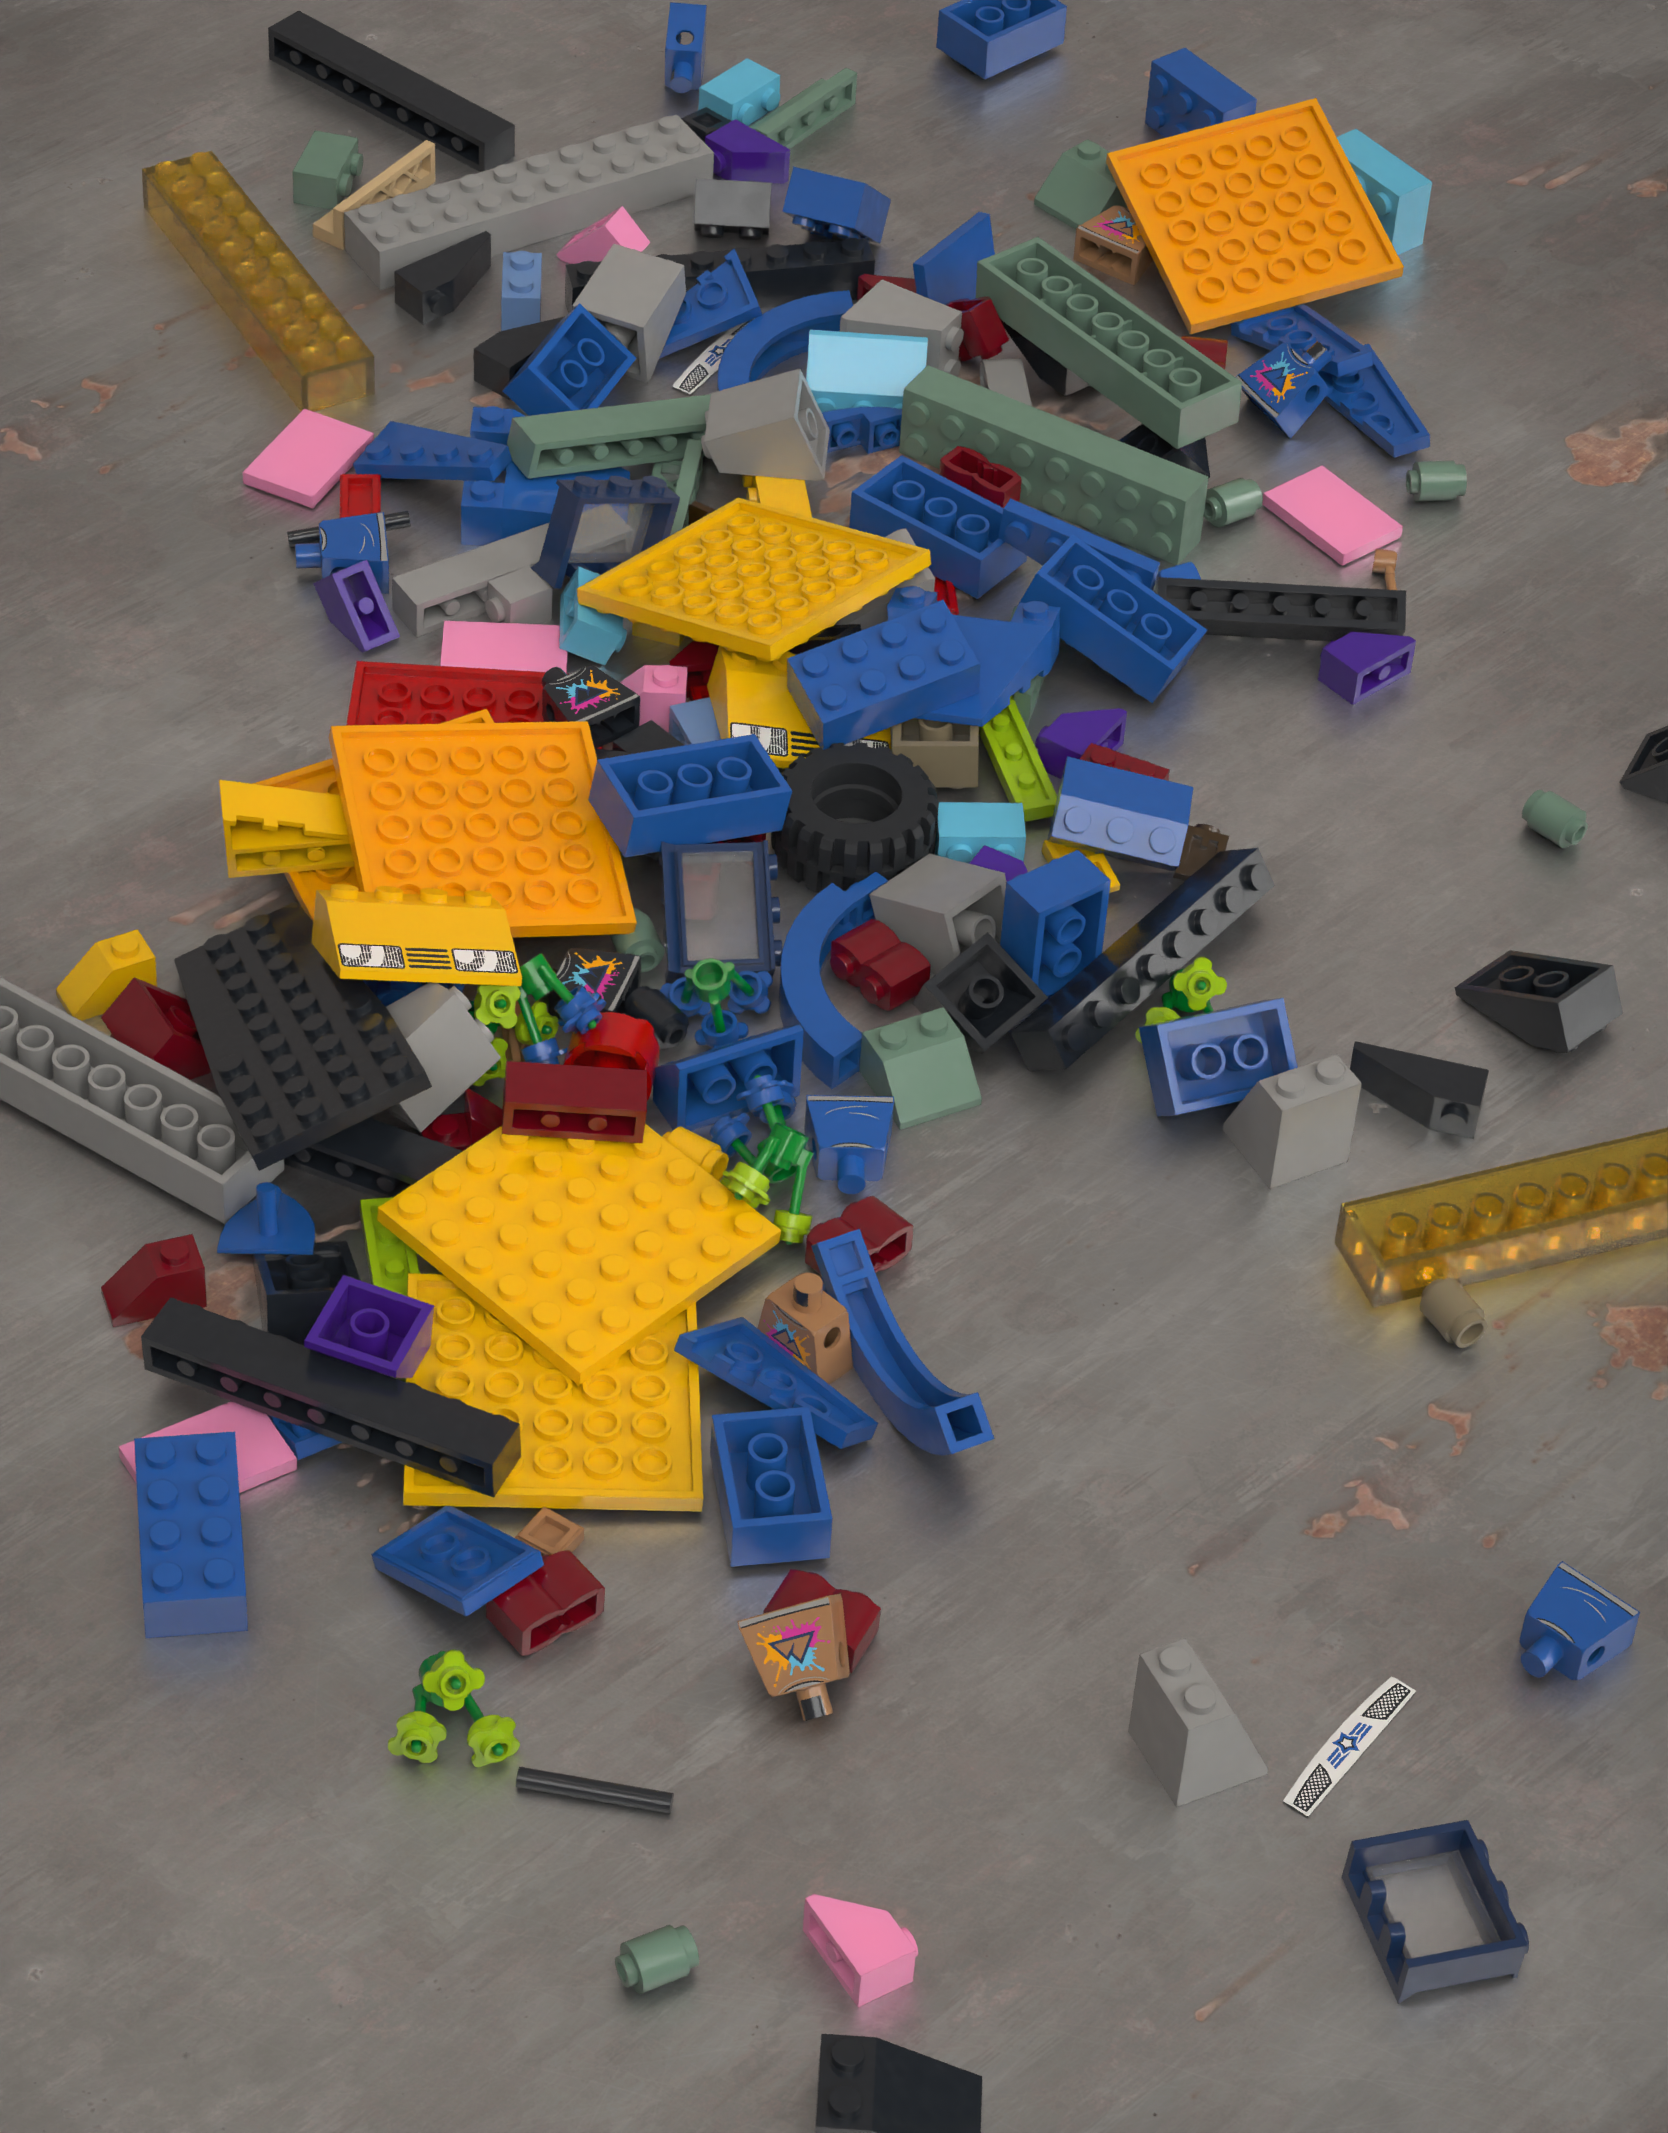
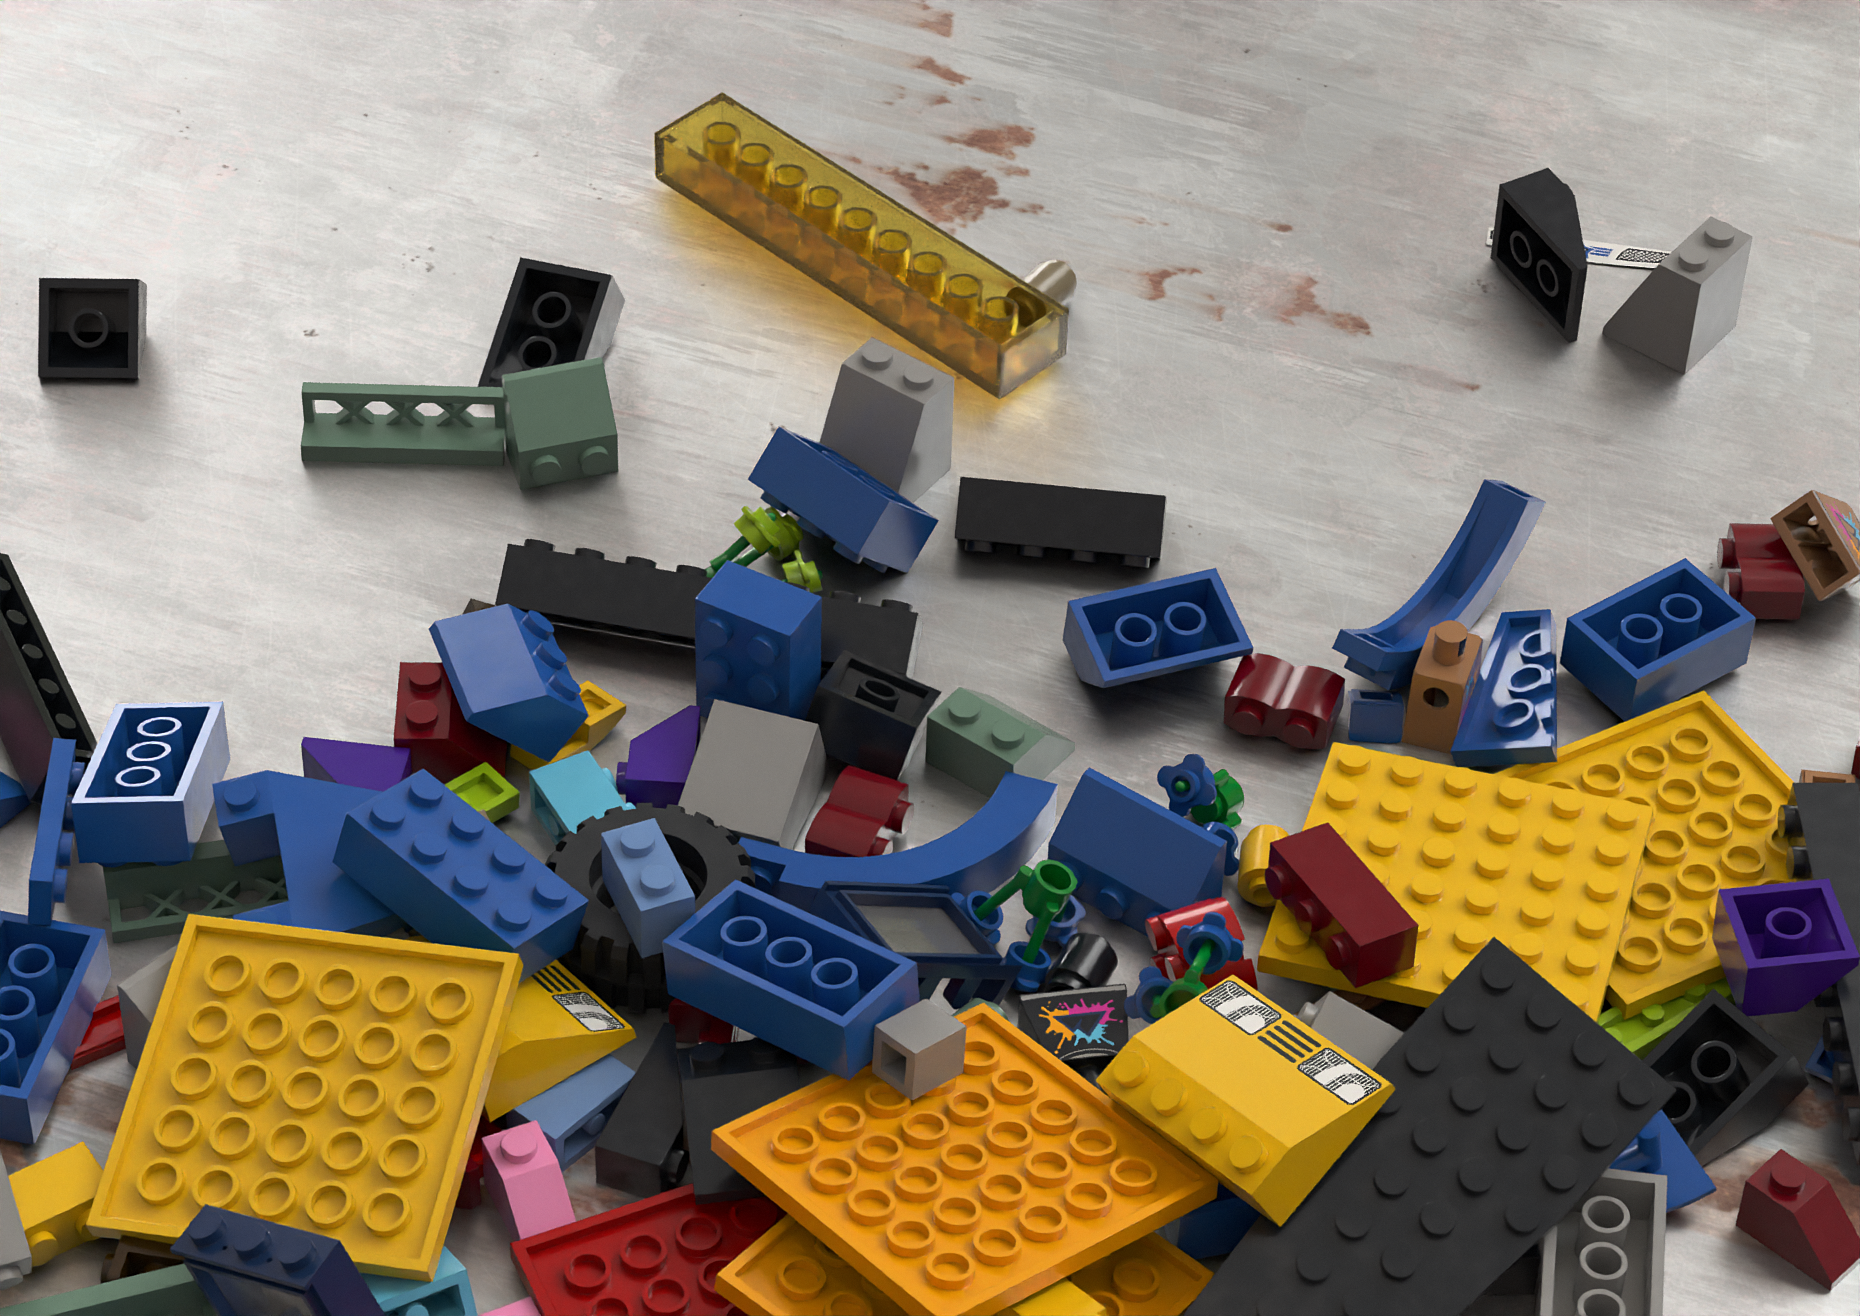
camera: 115 degrees left, 0 degrees up
(586, 833) = (919, 1049): none -> light grey brick
(590, 697) = (623, 1209): black torso -> none
(749, 1184) = (1292, 759): plant -> none
(822, 758) = (645, 884): none -> medium blue brick
(849, 1138) = (1137, 743): blue torso -> none
(961, 1182) = (1153, 629): none -> blue slope
(1153, 1205) = (1060, 519): none -> black slope
(1307, 1653) = (1542, 247): none -> black slope
(1365, 663) = (67, 596): dark purple slope -> none
(1405, 949) = (559, 423): none -> sand green slope
(1427, 1089) = (749, 373): black slope -> none
(1433, 1908) = (1723, 144): dark blue window -> none
(1469, 888) = (404, 433): none -> sand green fence
(1555, 818) = (250, 393): sand green brick -> none
(1574, 1626) = (1359, 142): blue torso -> none

